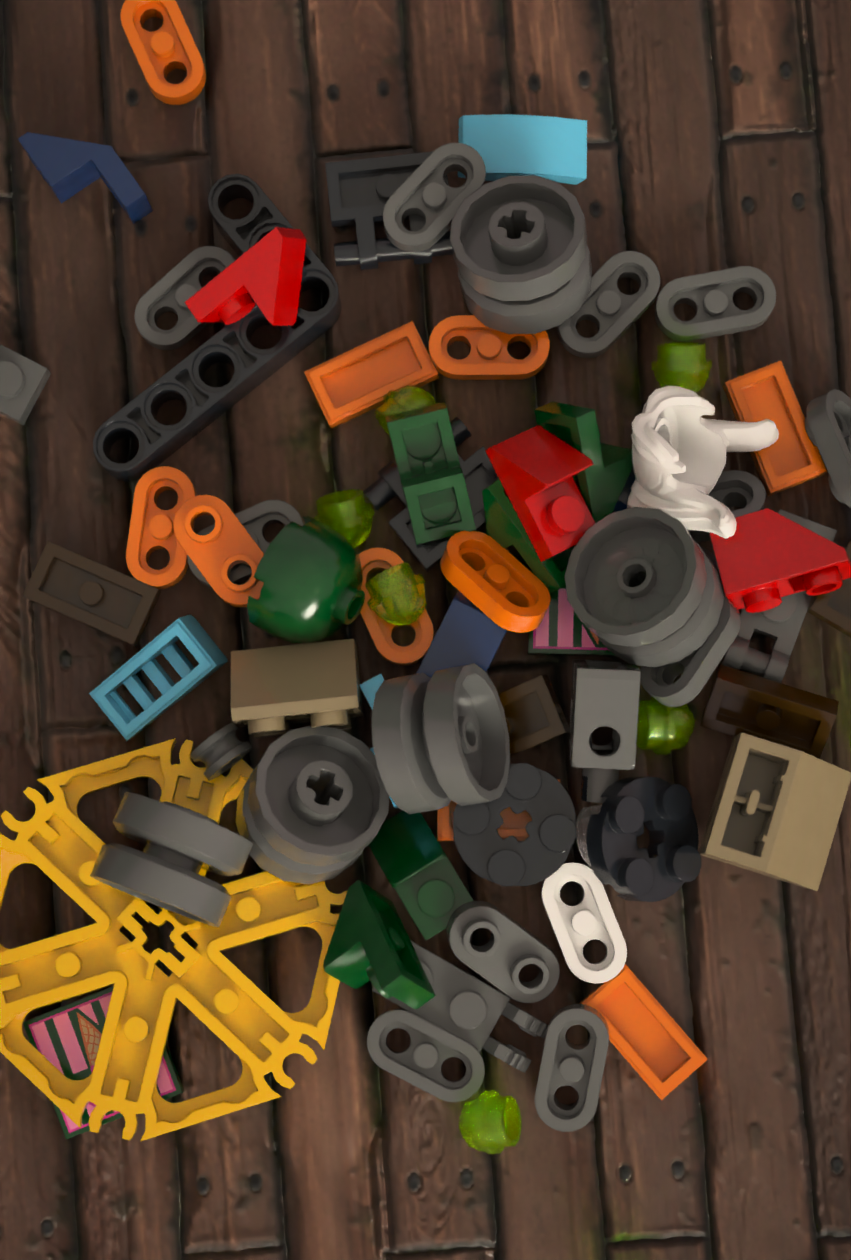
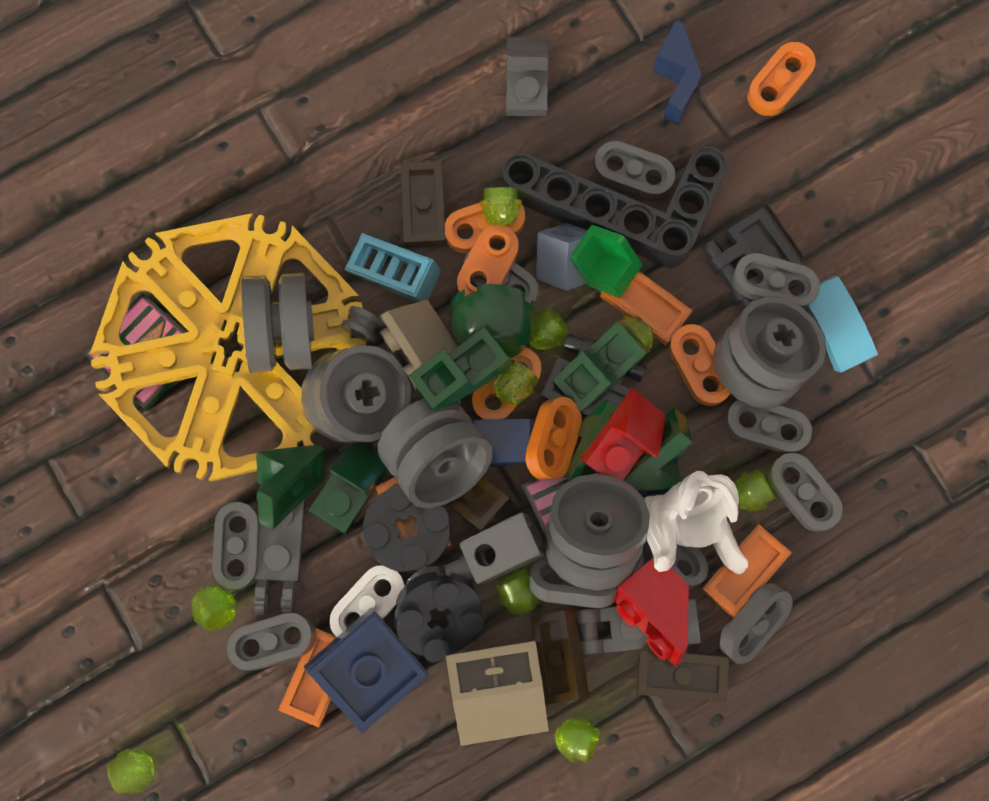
camera: 55 degrees right, 5 degrees down
(153, 494) = (500, 205): none -> clear neon green plate
(259, 444) = (554, 253): none -> sand blue panel
(266, 273) = (665, 199): red slope -> none
(296, 397) = (606, 261): none -> green panel
(360, 653) = (459, 373): none -> dark green slope
(505, 952) = (324, 563): dark grey plate -> none
(667, 963) = (366, 670): none -> dark blue tile

